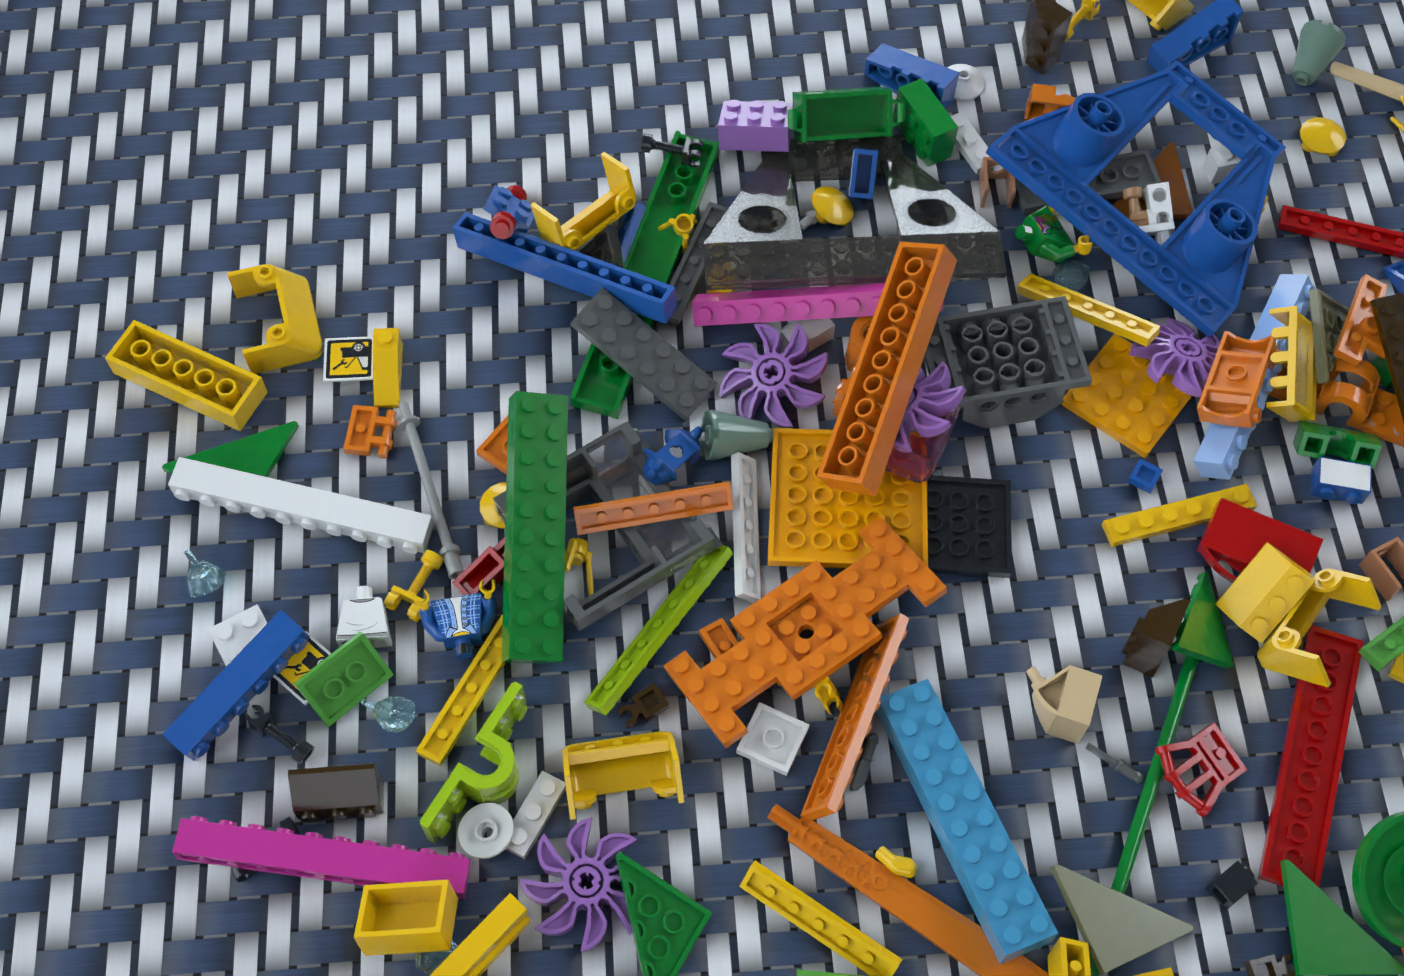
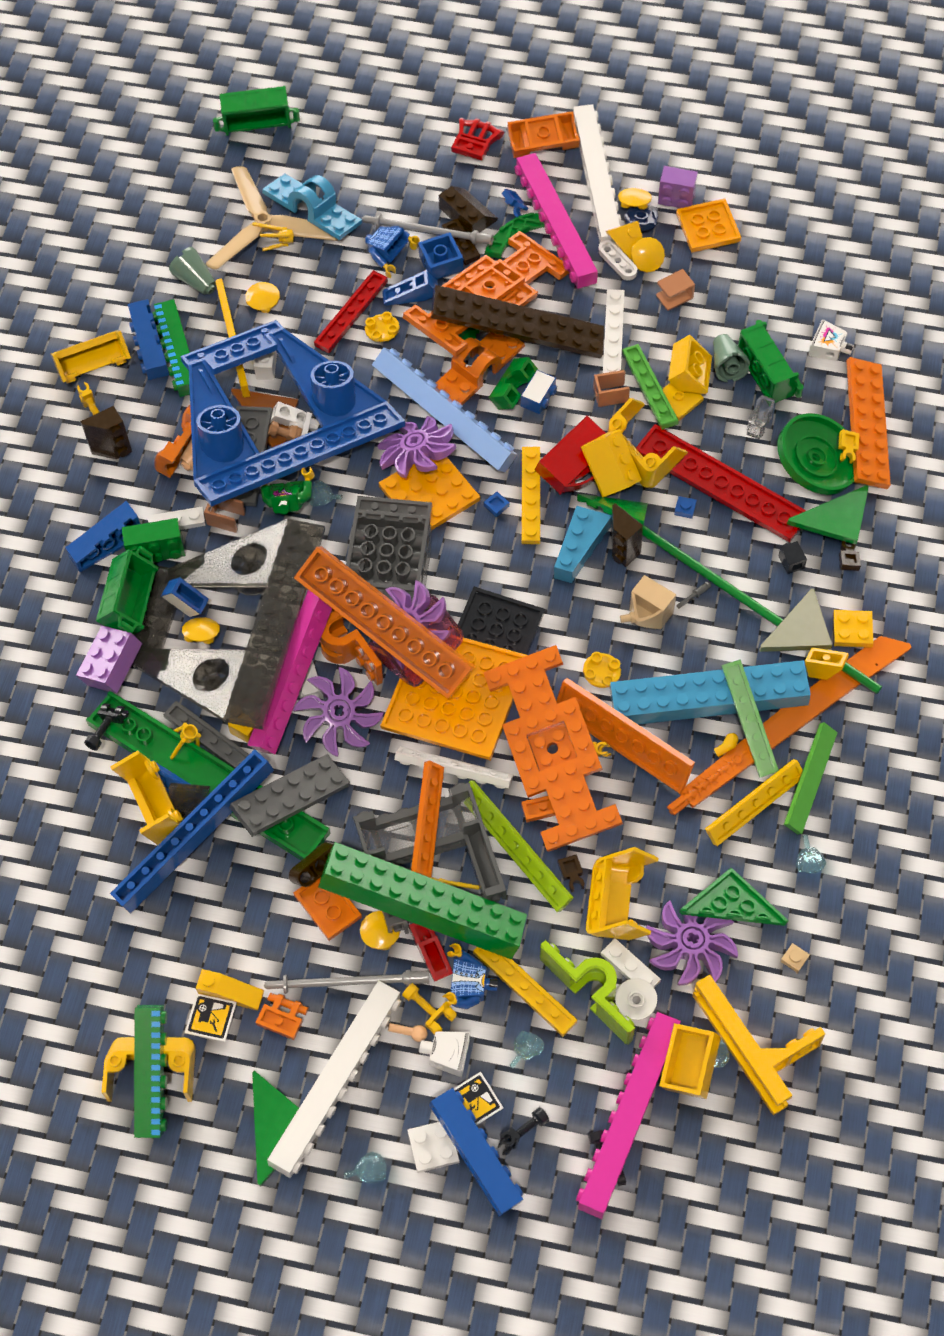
camera: 70 degrees left, 0 degrees up
(186, 375) = (182, 1148): yellow brick -> none
(260, 307) = (149, 1071): none -> green brick
(336, 792) = (582, 1095): dark brown slope -> none
(343, 679) = (493, 1072): bright green plate -> none
(384, 582) = (417, 1033): none -> light nougat bar
(509, 211) = (123, 858): blue plate -> none
(577, 411) = (307, 866): none -> dark brown beam
(661, 466) = (391, 805): blue piece -> none
(732, 434) = (378, 756): sand green cone -> none
(773, 739) = (622, 791): white plate -> none
(938, 877) = (750, 718): none -> bright green tile
(950, 669) = (601, 669): none -> yellow dish
(969, 83) = (107, 503): white dish -> none
(1091, 310) = (362, 487): yellow plate -> none
(1124, 588) = (581, 539): none -> dark azure wedge
(1215, 758) = (712, 535): plate -> none
(1223, 58) = (174, 342): none -> green brick
(1236, 381) = (454, 418): orange piece -> none
(1250, 717) = (685, 507): none -> blue plate
(1256, 112) = (231, 332): none -> yellow tile
(1300, 368) = (455, 381): yellow window -> none
(1327, 323) = (427, 350): olive tile -> none
(1344, 272) = (382, 327): none -> yellow dish

